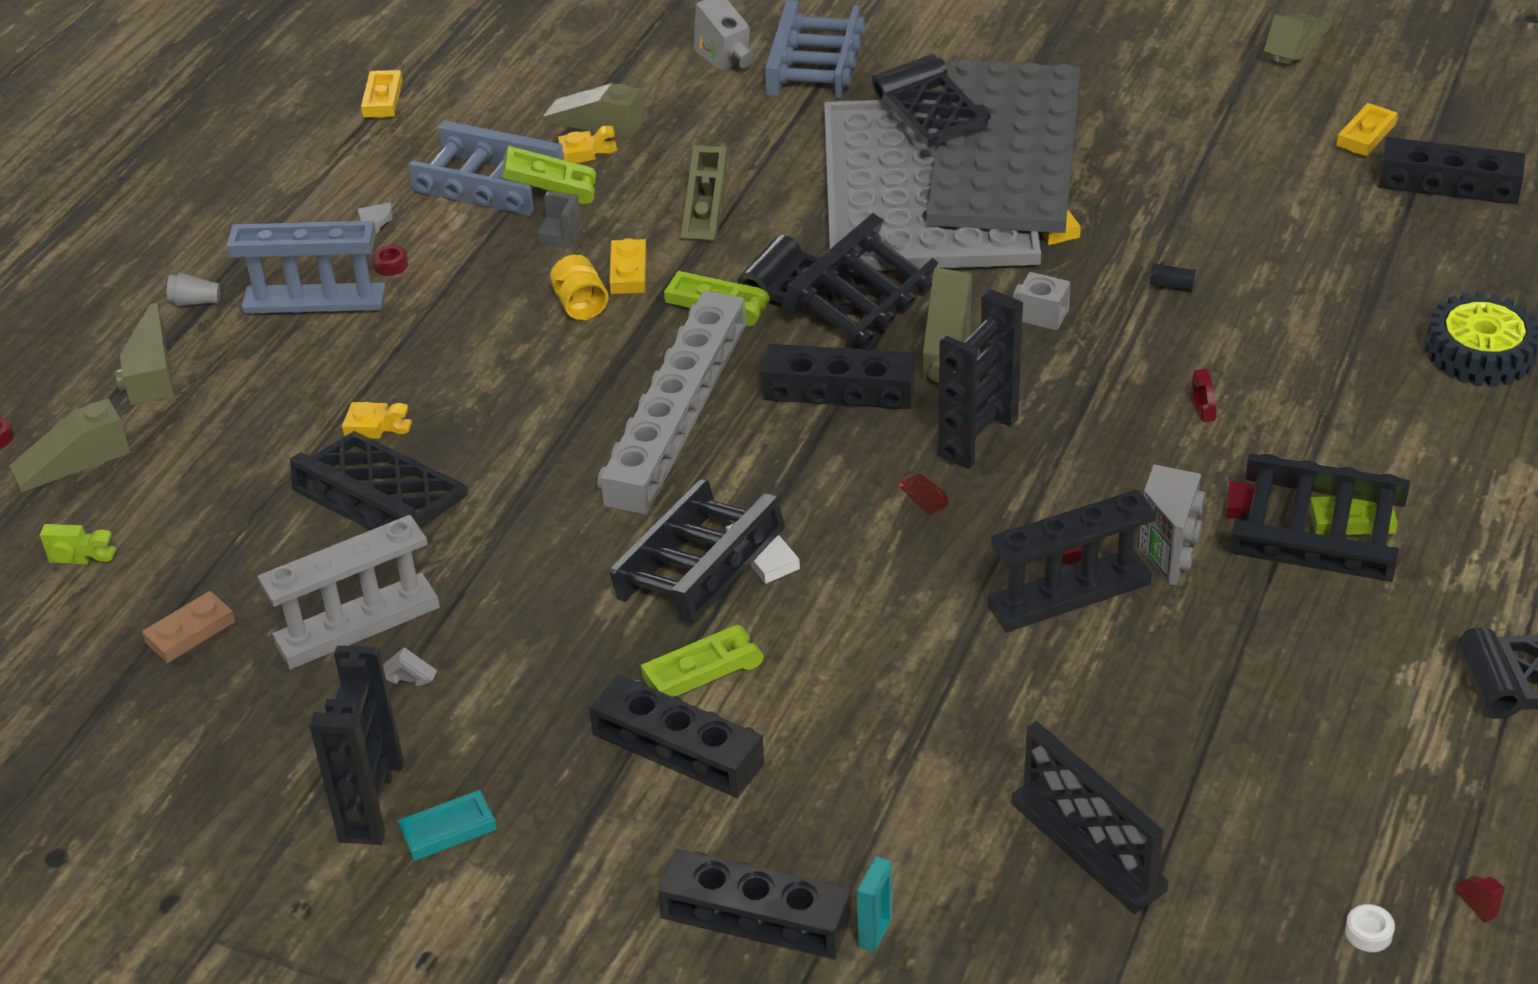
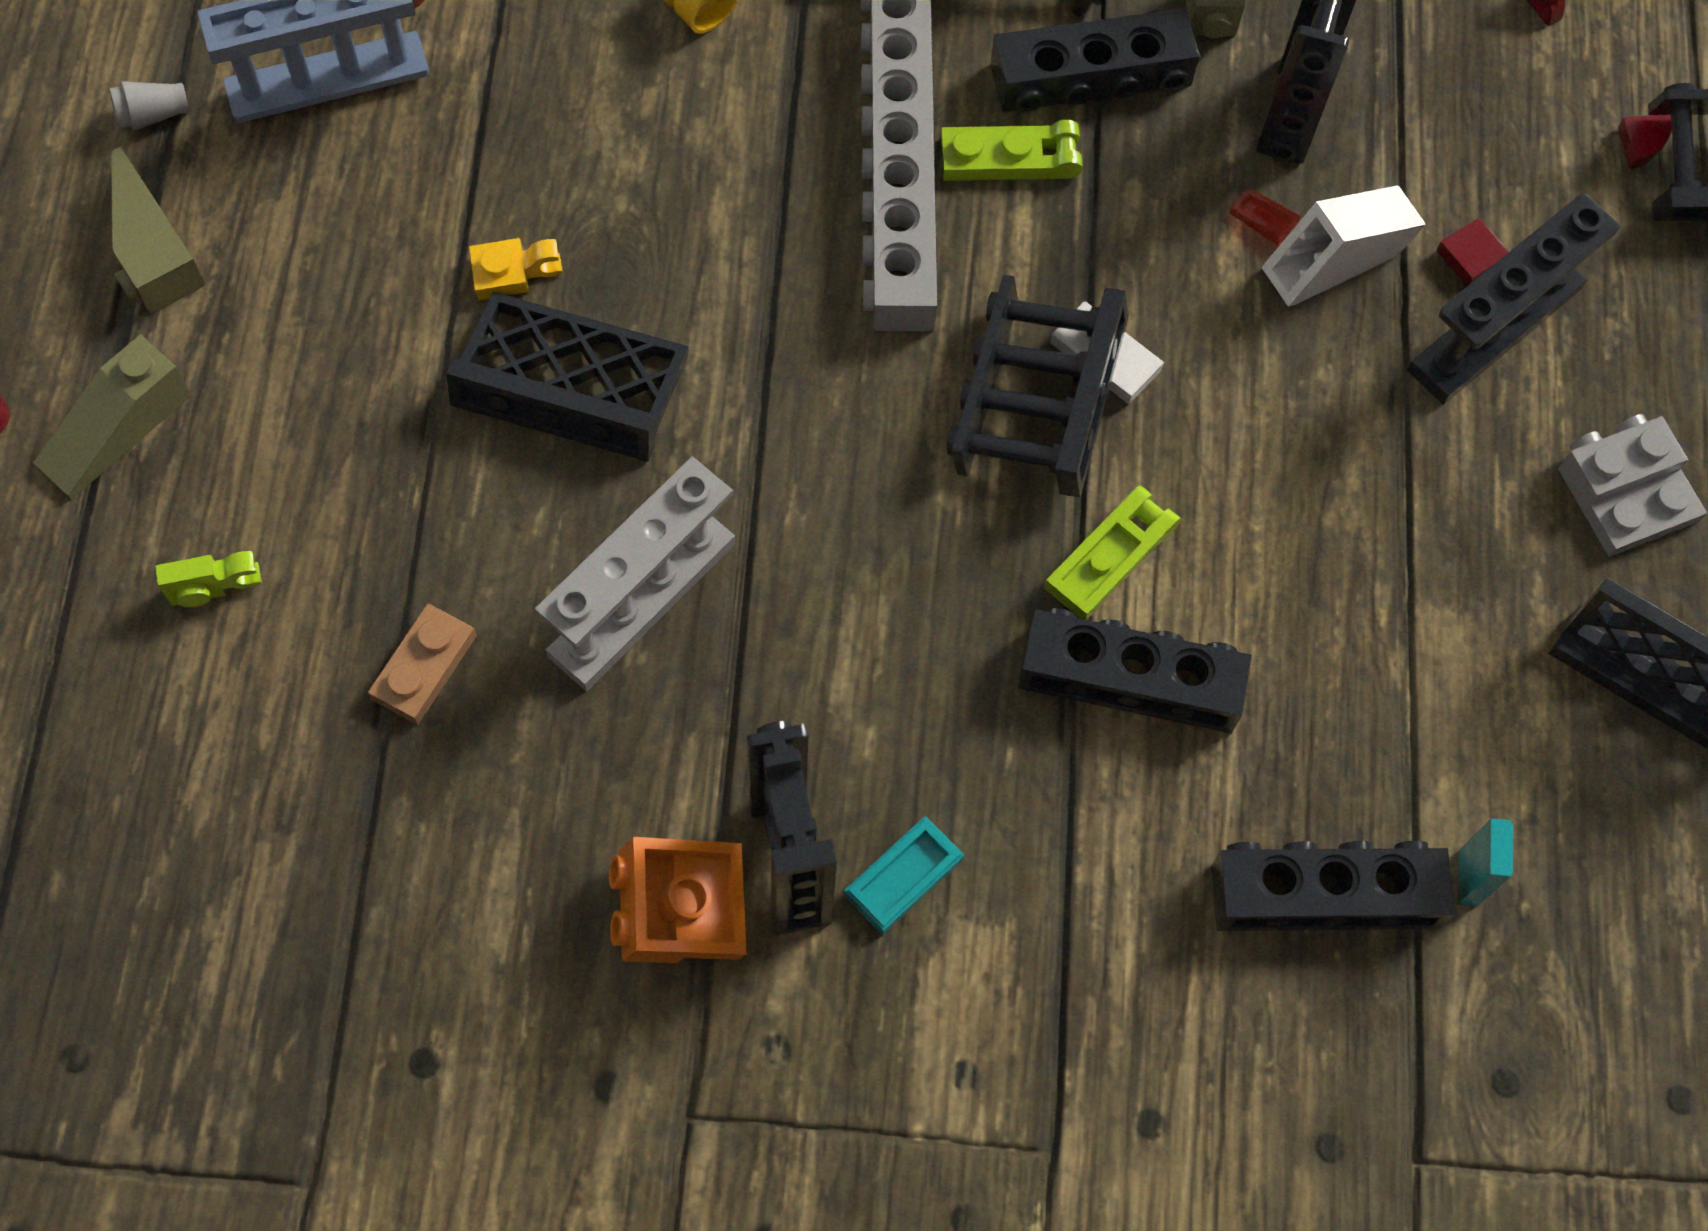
camera: 25 degrees left, 25 degrees up
(274, 795) = (678, 900): none -> orange plate
(409, 668) = (749, 656): light grey tile -> none
(754, 421) = (1010, 152): none -> lime plate
(966, 509) = (1341, 241): none -> white slope
(1126, 706) = (1631, 484): none -> light grey plate
(1177, 502) = (1615, 182): light grey slope -> none

